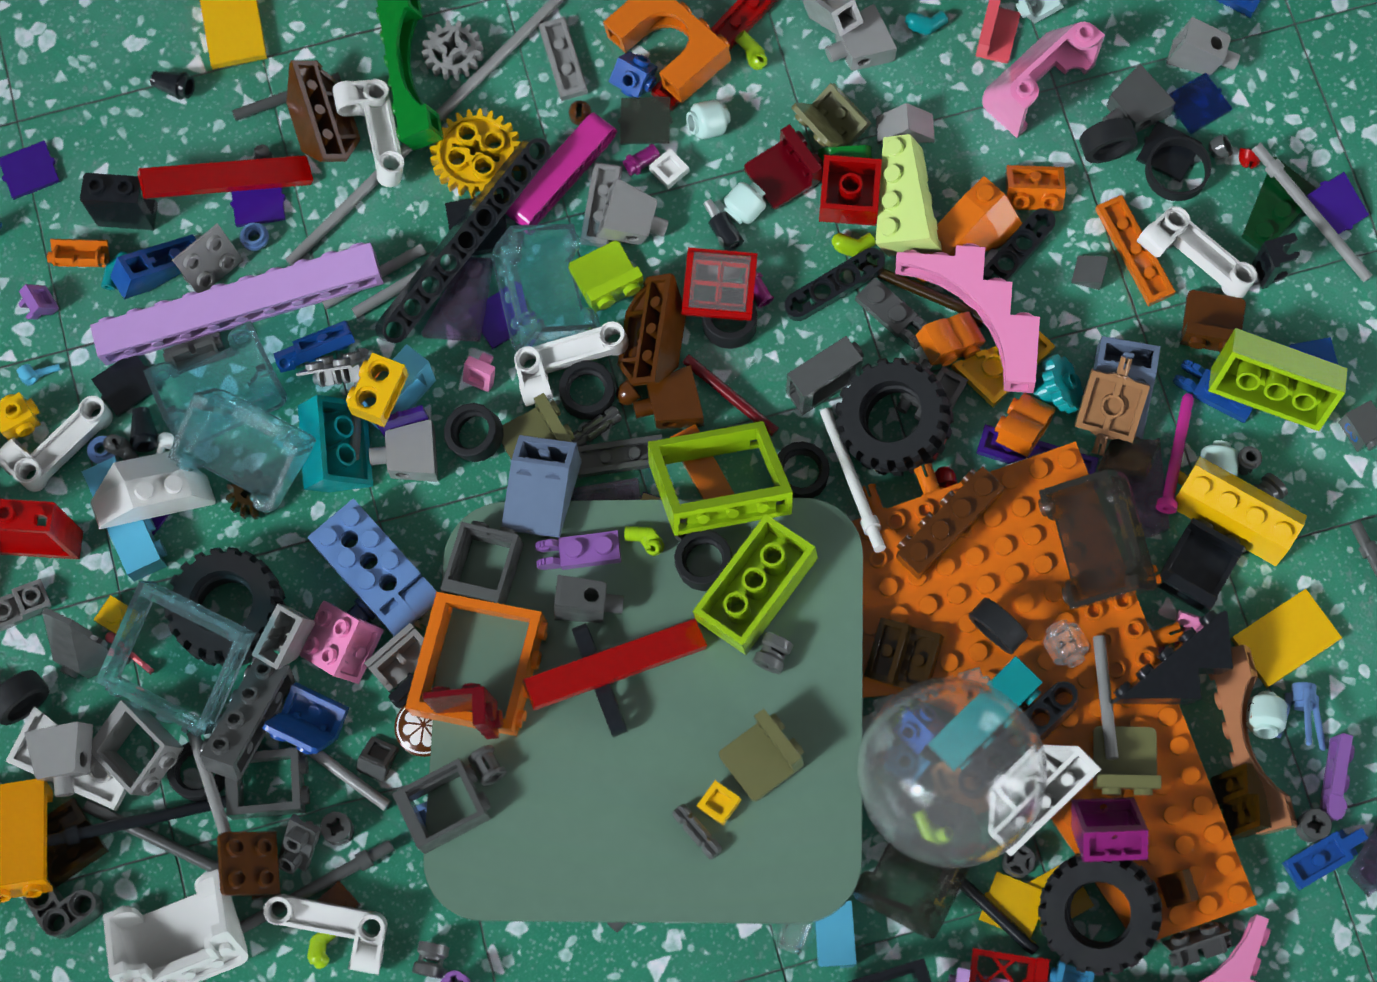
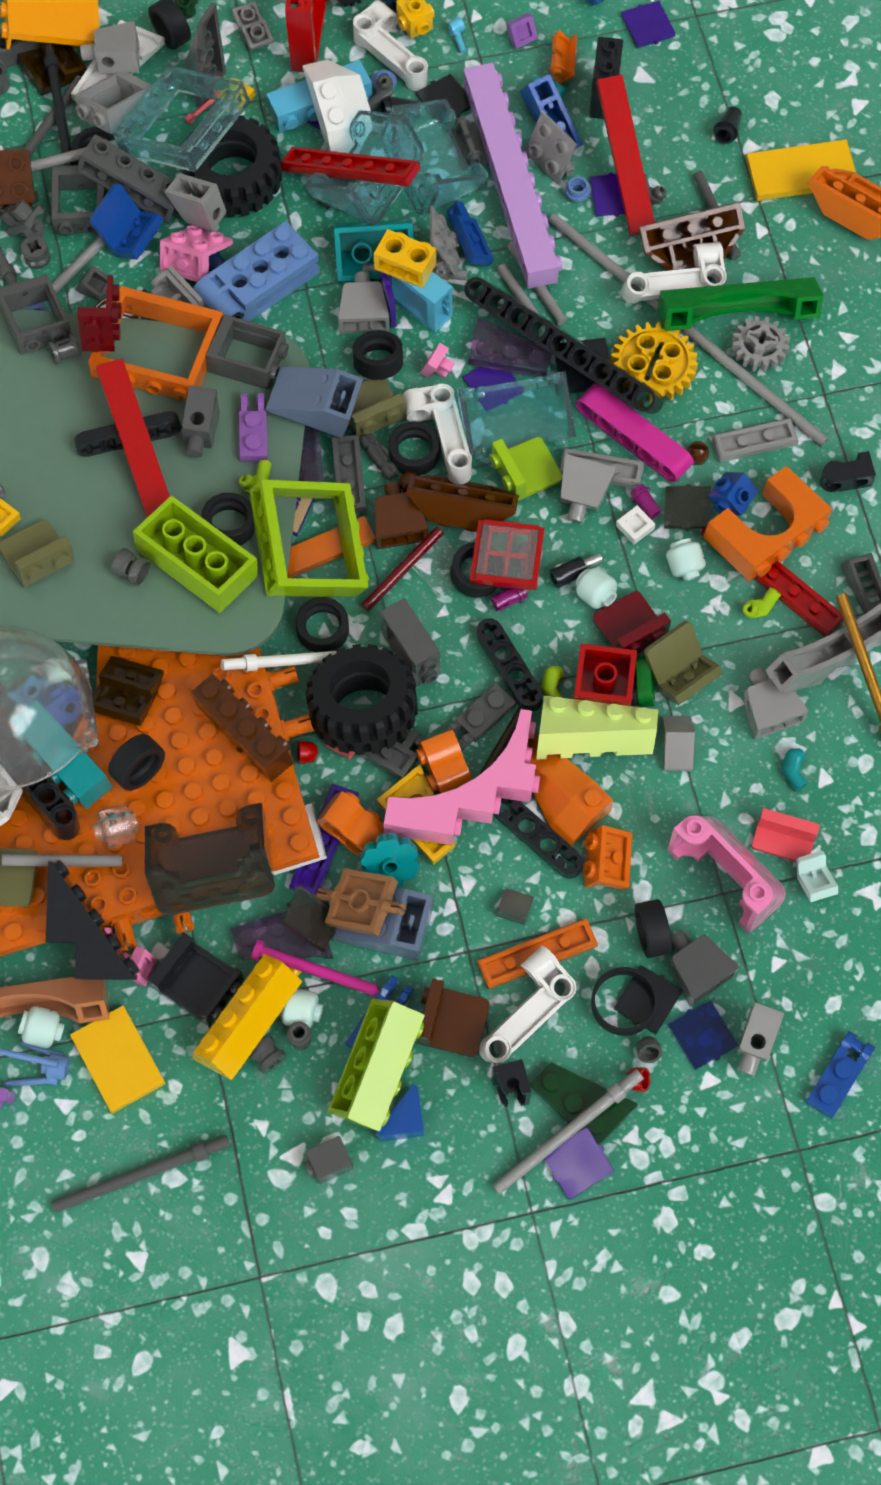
camera: 90 degrees right, 5 degrees down
(240, 465) = (351, 166): none -> red tile

